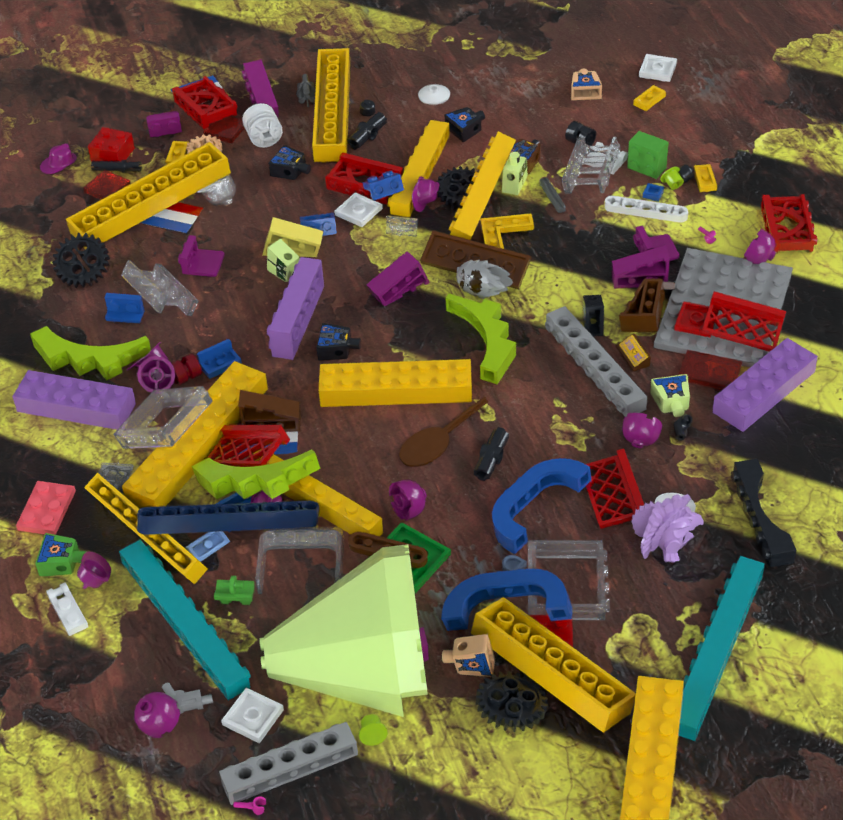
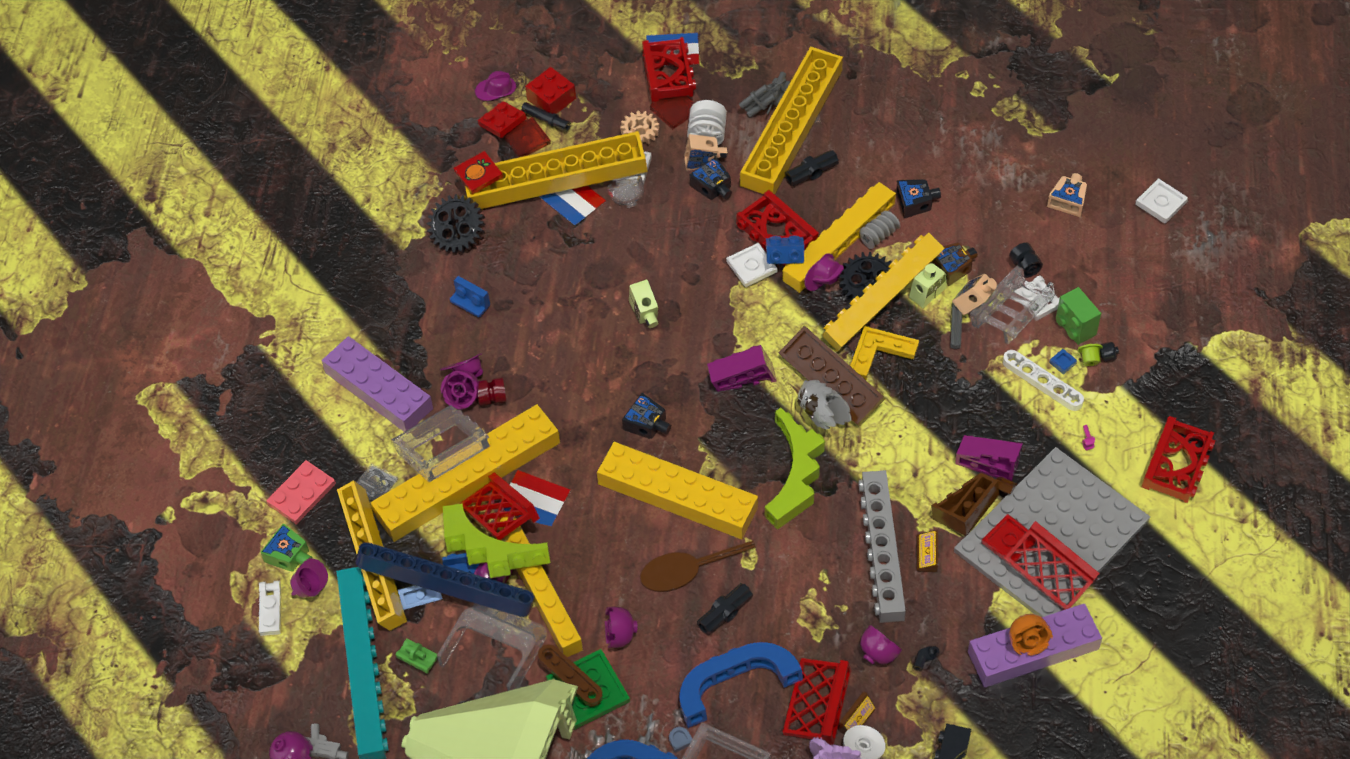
camera: 25 degrees right, 10 degrees up
(78, 179) = (502, 119): none -> red plate
(82, 214) = (478, 172): none -> red tile
(84, 358) = (409, 340): lime arch -> none
(159, 288) = (524, 283): clear fence -> none
(164, 124) = (616, 79): magenta bracket -> none
(176, 151) = (610, 124): yellow plate -> none
(199, 261) = (568, 266): magenta bracket -> none
(217, 358) = (528, 392): blue bracket -> none
(258, 84) = (729, 74): magenta wedge -> none
(267, 145) = (702, 150): none -> light nougat torso
(269, 410) = (541, 475): reddish brown wedge -> none
(296, 97) = (759, 99): none -> dark grey piece
(296, 308) = (626, 364): medium lavender brick -> none
(300, 238) = (667, 278): light yellow wedge -> none
(322, 222) = (702, 267): blue bracket -> none
(367, 108) = (828, 137): black piece -> none
(401, 226) = (782, 304): clear hips -> none
(434, 94) = (907, 144): white dish -> none
(449, 152) = (879, 229): none -> light grey piece
(557, 165) = (981, 287): none -> light nougat torso
(593, 309) = (912, 482): black torso -> none
(646, 243) = (1025, 431): magenta bracket -> none
(649, 98) = (1129, 238): yellow plate -> none
(655, 485) = (858, 713): none -> slope
(671, 394) = (936, 617): yellowish green torso -> none
(705, 178) = (1126, 366): yellow plate -> none
(710, 369) = (991, 602): clear red tile -> none
(761, 248) = (1127, 482): magenta cylinder -> none
(764, 368) = (1030, 634): none -> orange cylinder

